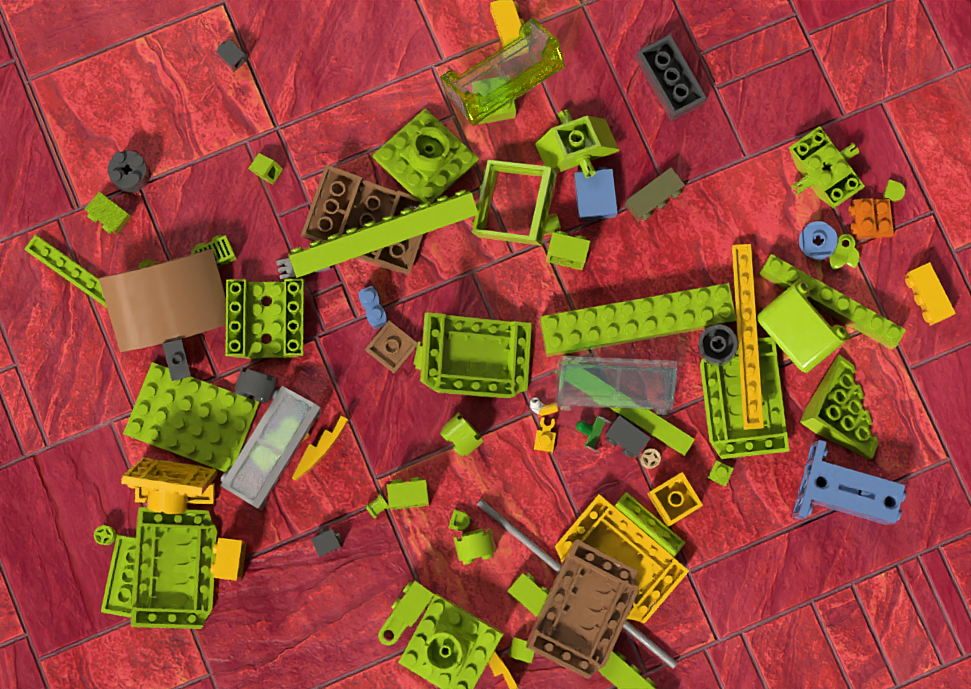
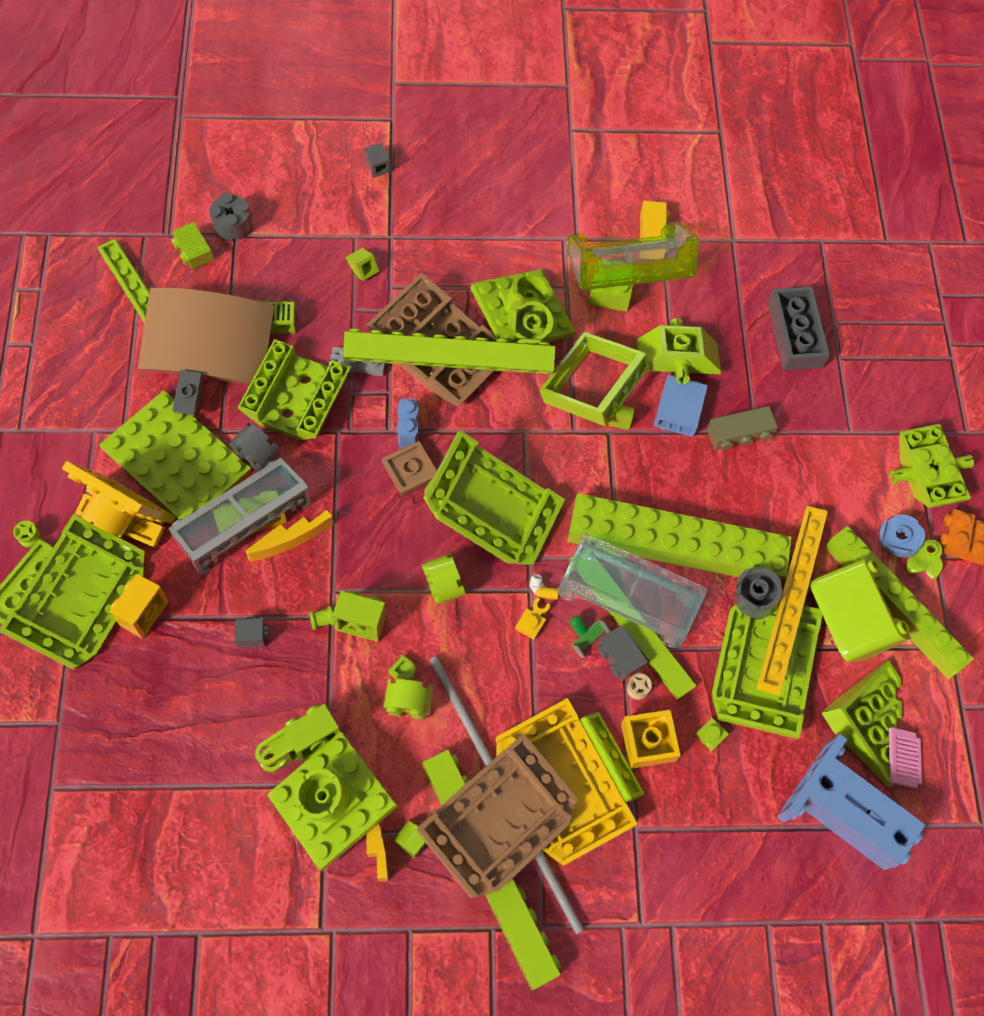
camera: 20 degrees right, 15 degrees down
(441, 179) = (536, 329): none -> lime brick
(568, 250) = (631, 443): lime brick -> none
(876, 431) = (905, 758): none -> bright pink window

